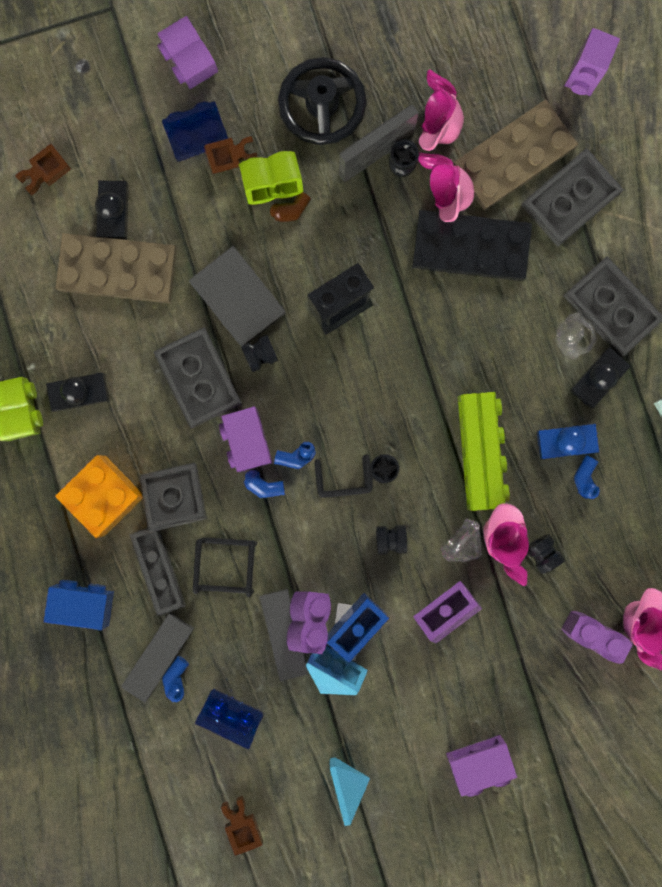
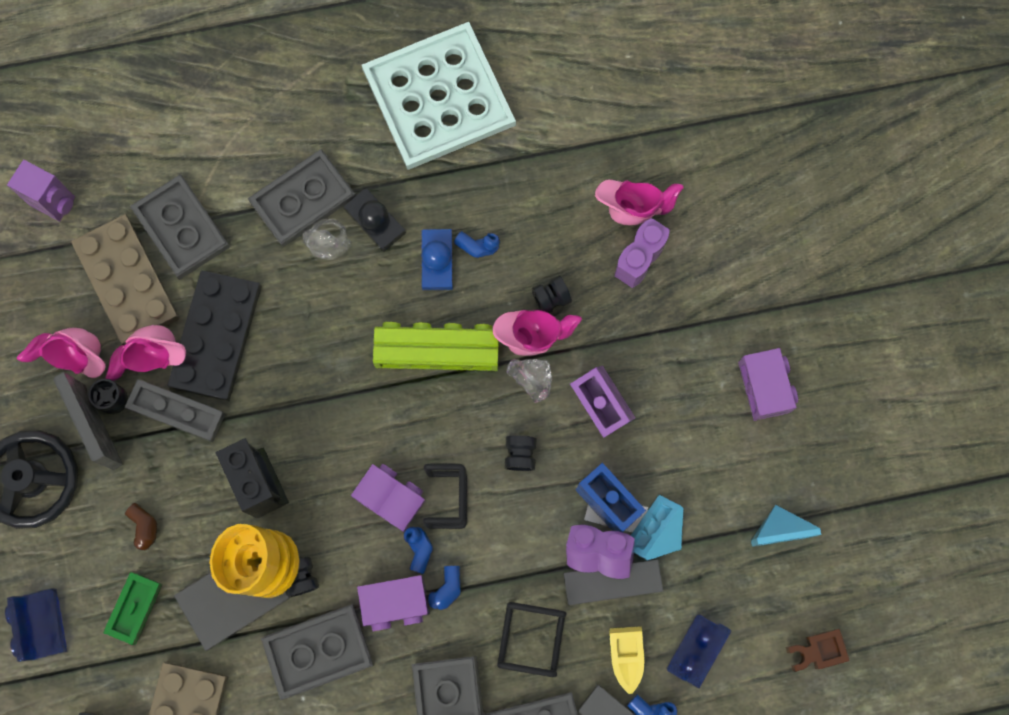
camera: 85 degrees left, 10 degrees down
(218, 212) = (132, 608): none -> green plate
(220, 653) = (627, 656): none -> light yellow plate
(225, 155) = (70, 593): reddish brown plate -> none
(265, 311) = (254, 561): none -> yellow wheel
(271, 177) = (104, 543): lime brick -> none
(338, 424) = (388, 497): none -> medium lavender brick
(384, 468) = (442, 448): black wheel -> none
(397, 220) = (175, 410): none -> dark grey plate

